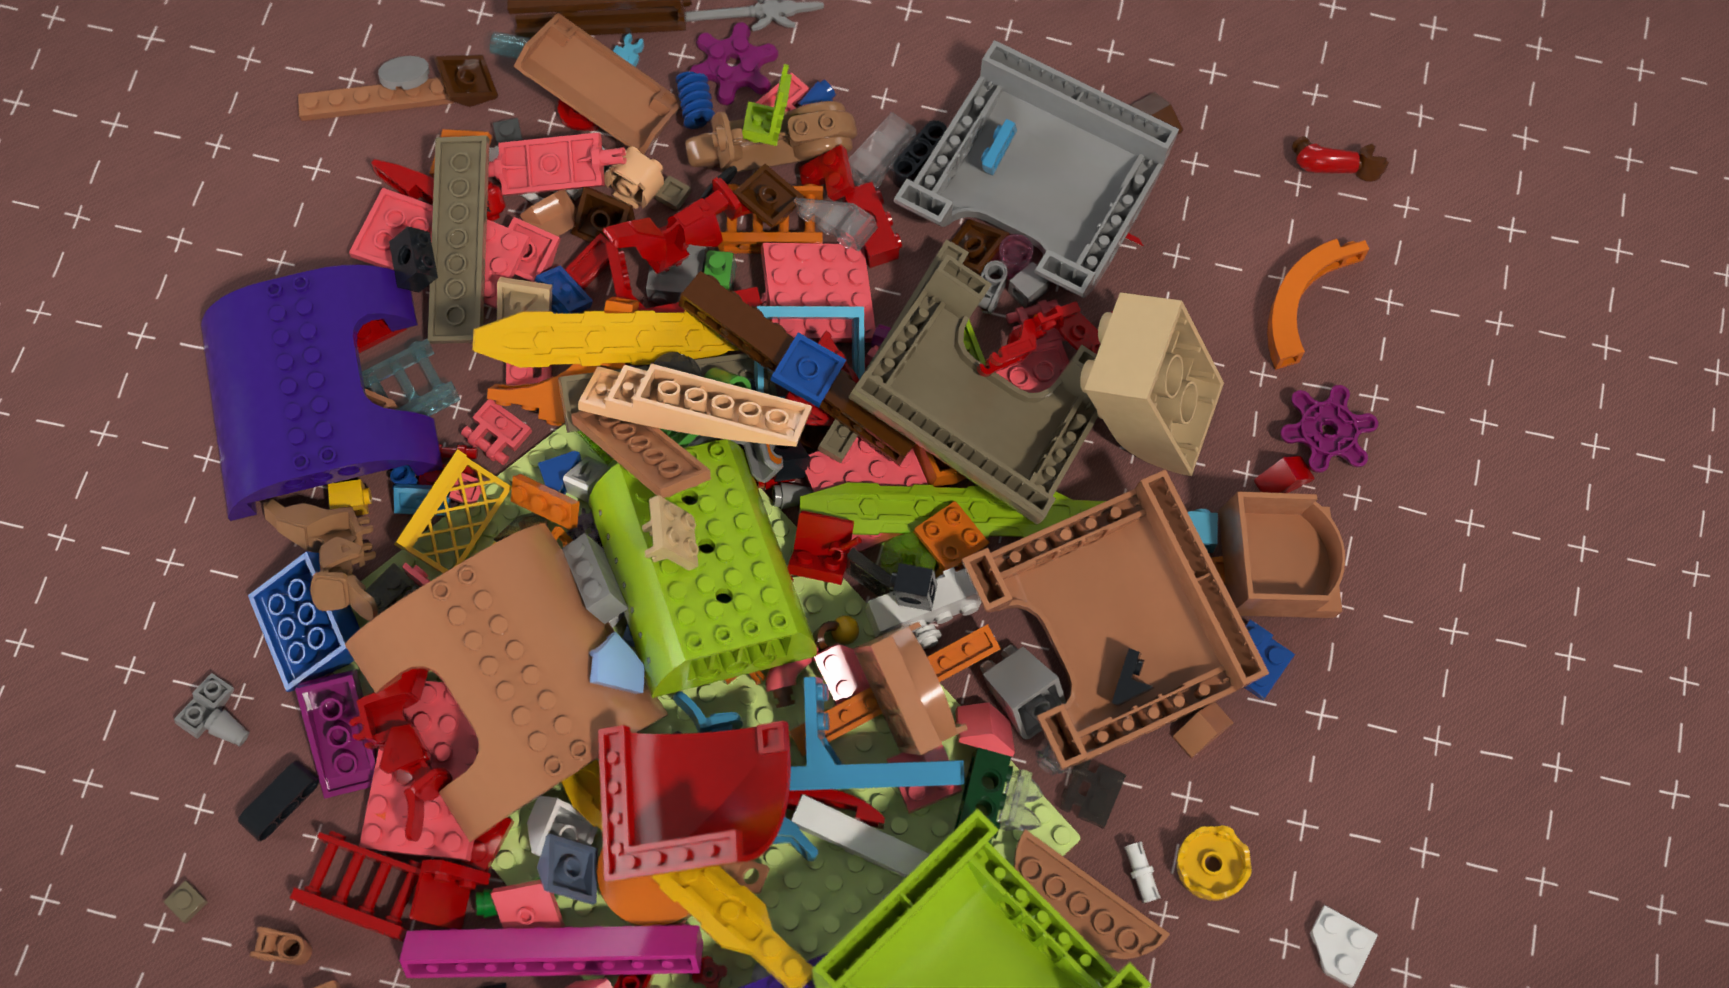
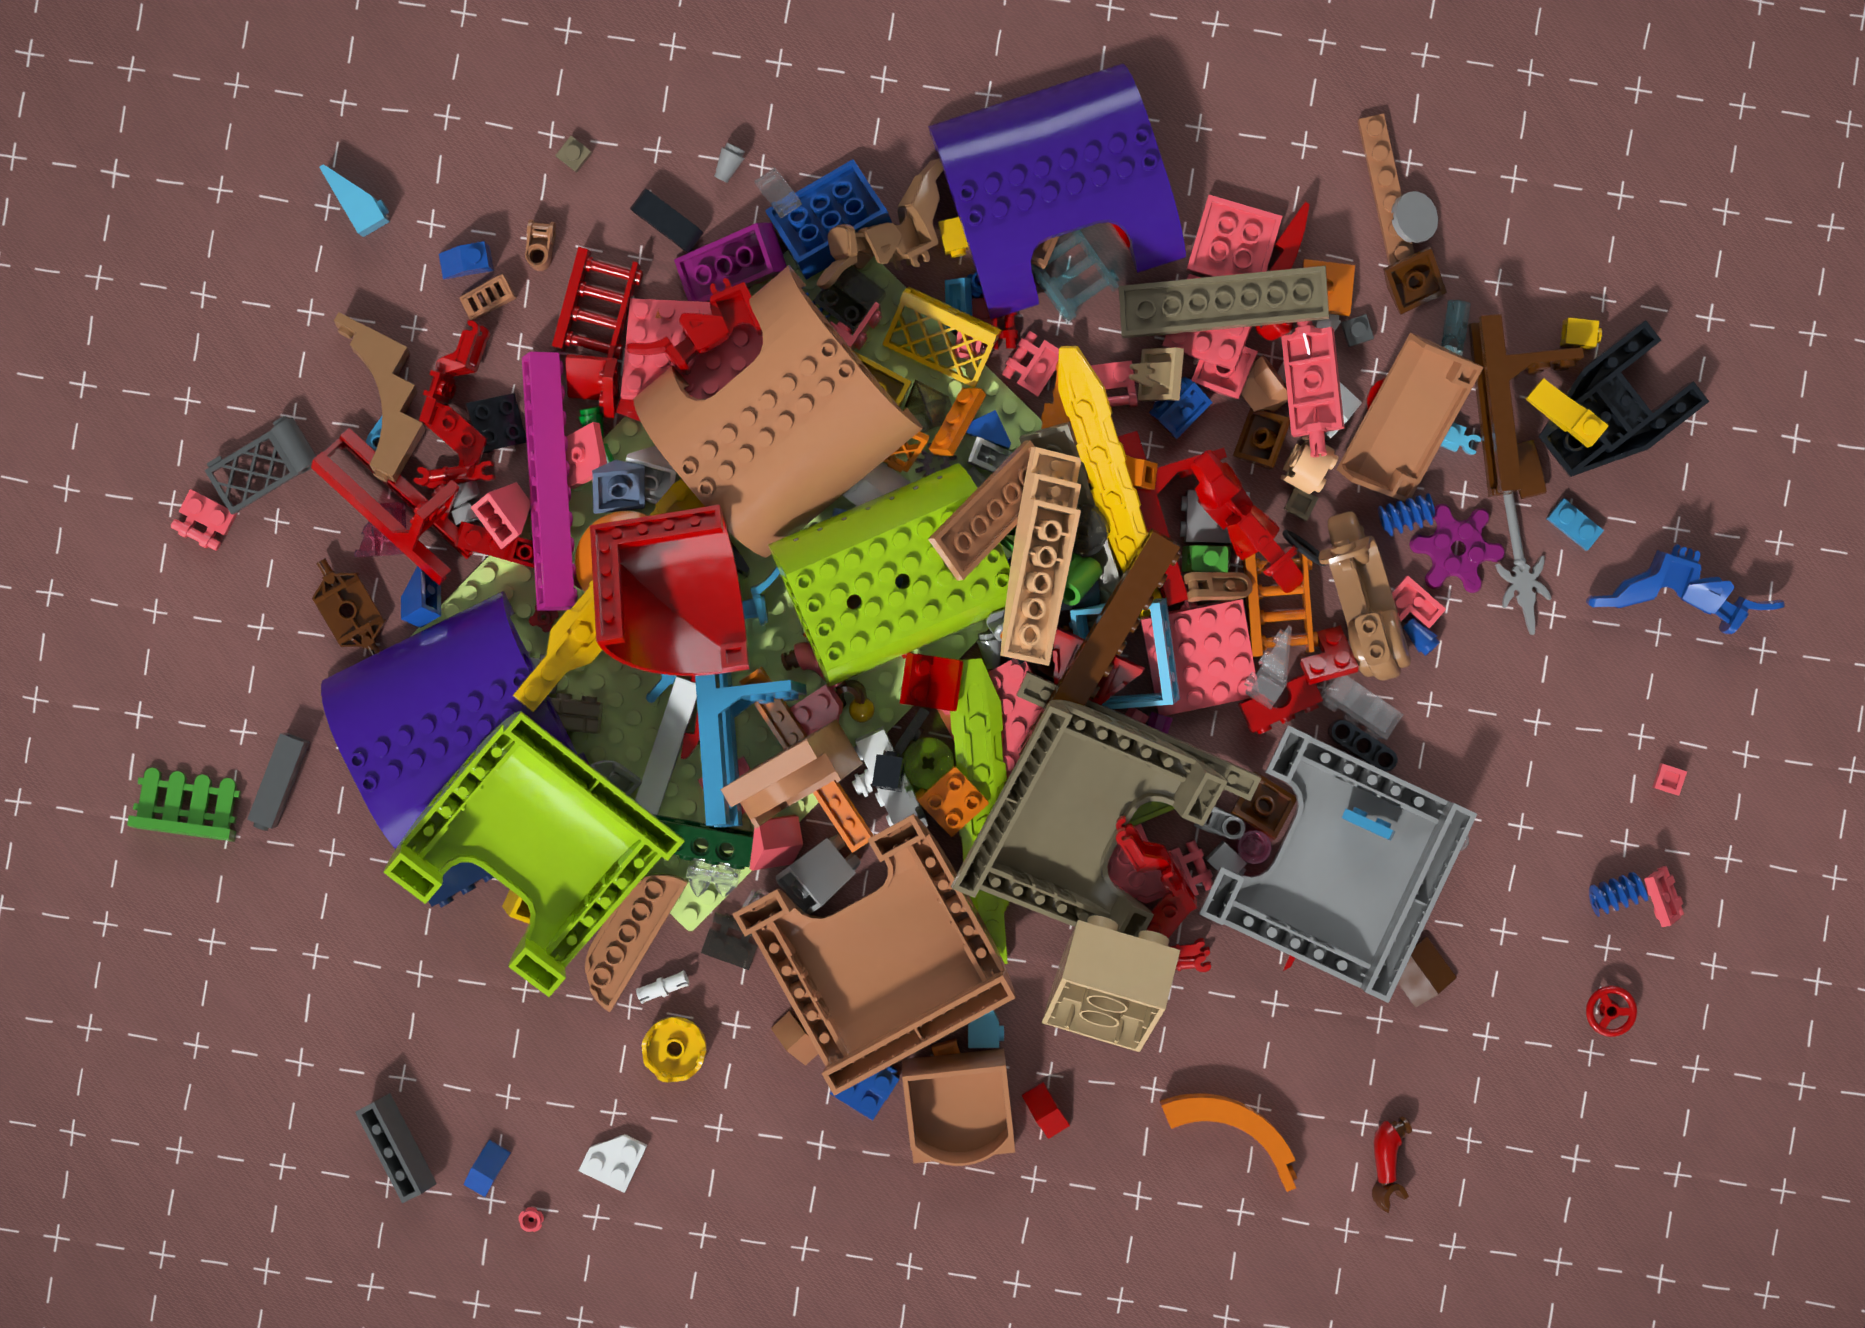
camera: 85 degrees right, 20 degrees up
(208, 696) = (749, 137): light grey slope -> none
(269, 675) = (777, 192): none -> clear tile
(413, 259) = (1197, 261): black brick -> none
(589, 262) = (1219, 432): red tile -> none
(594, 578) = (874, 480): light grey brick -> none
(617, 666) = (788, 511): light blue slope -> none
(671, 533) = (900, 551): tan plate -> none
(746, 262) = (1217, 586): none -> medium nougat plate
(764, 122) = (1376, 591): lime plate -> none
(768, 196) = (1294, 599): reddish brown slope -> none
(808, 369) = (1088, 658): blue plate -> none
(824, 933) = (579, 714): none -> dark tan brick
(843, 547) = (931, 699): red hand -> none
(1127, 687) = (823, 970): black slope -> none
(1333, 413) = (1100, 1169): magenta plate -> none

